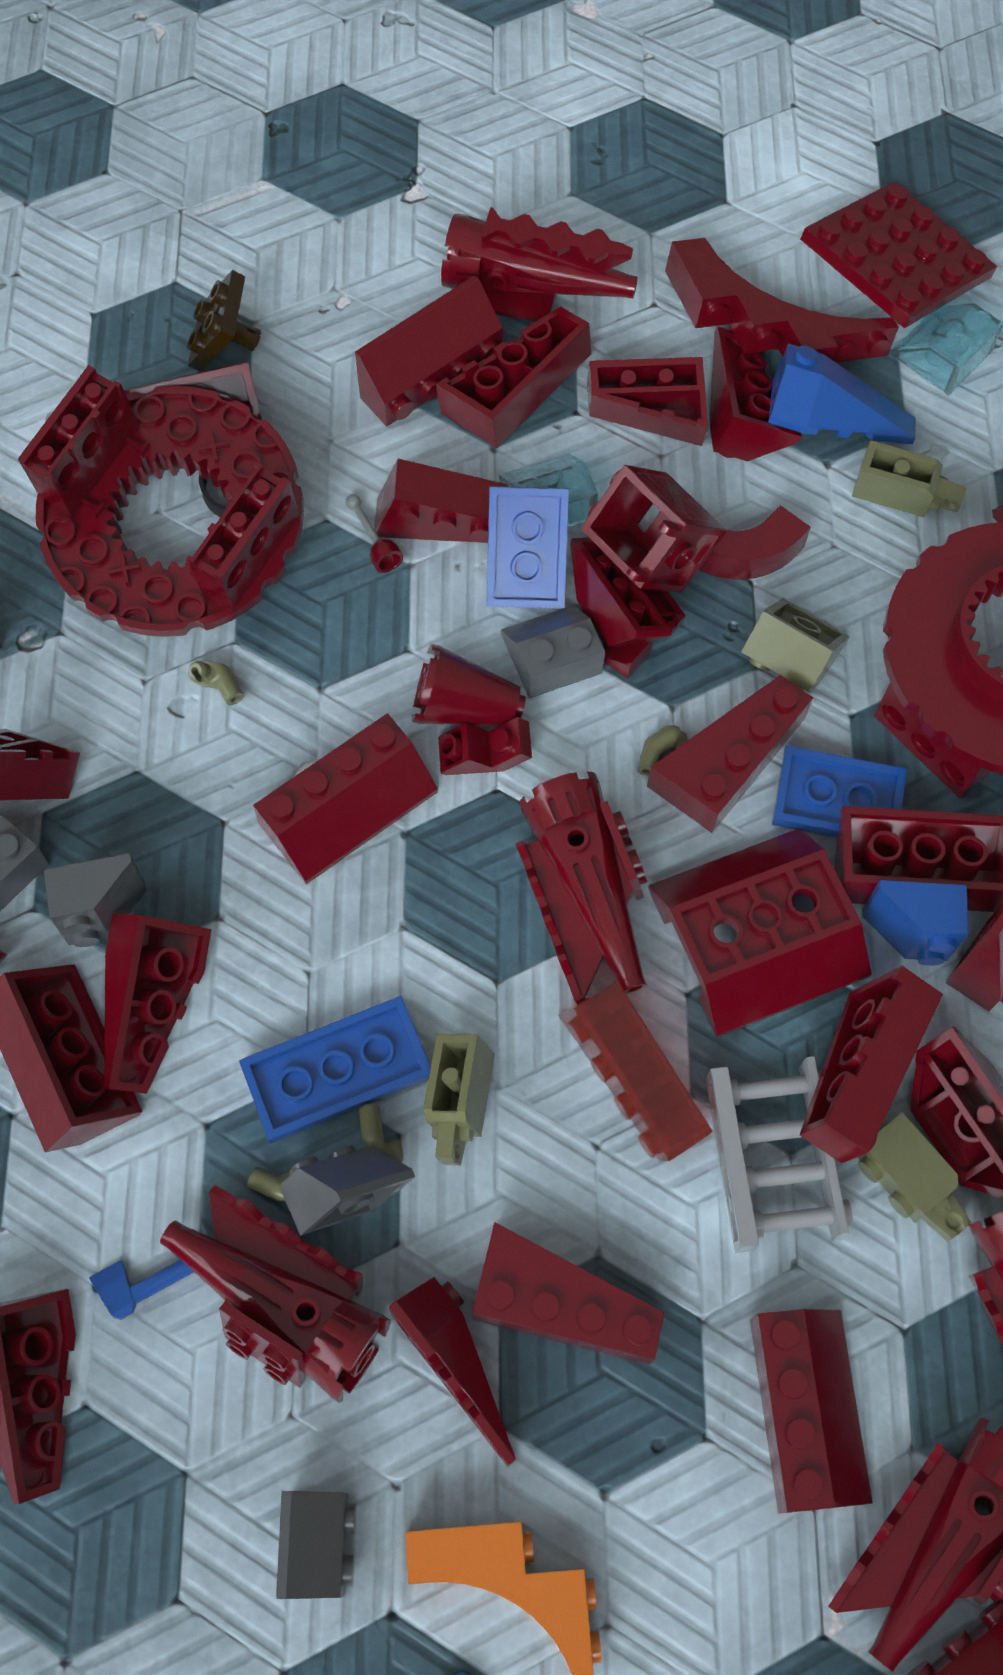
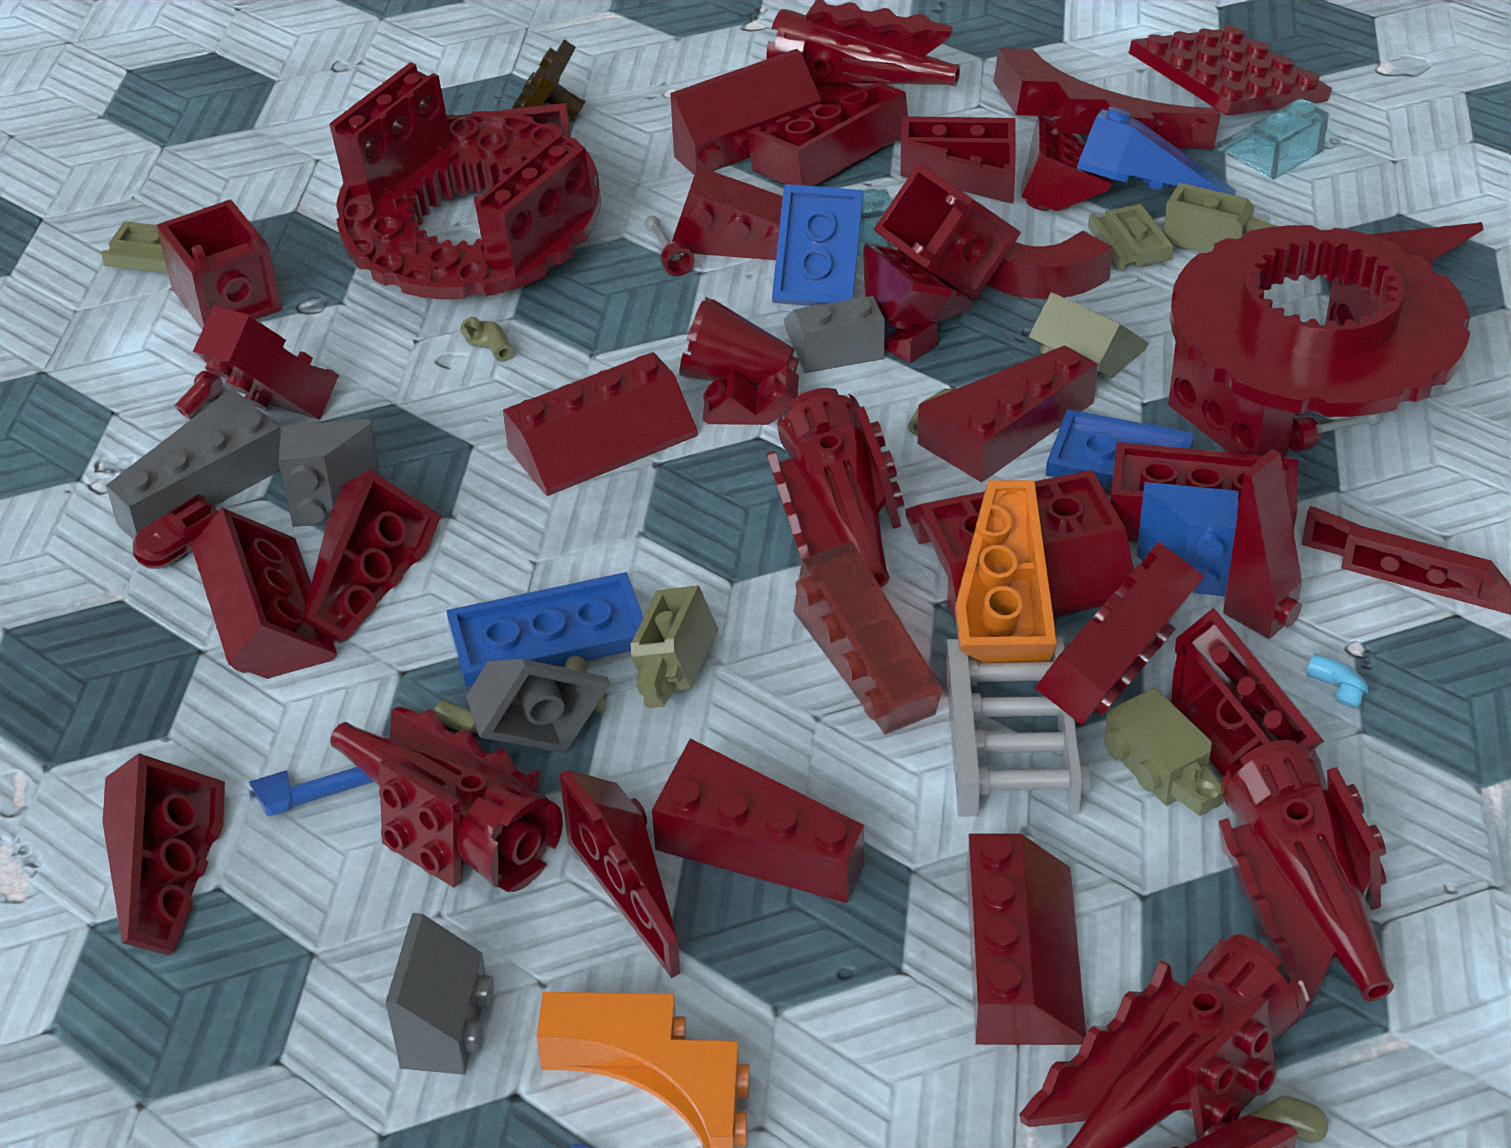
camera: 10 degrees right, 25 degrees down
(761, 1011) = (1005, 586): none -> orange wedge
(822, 495) = (1132, 236): none -> olive plate

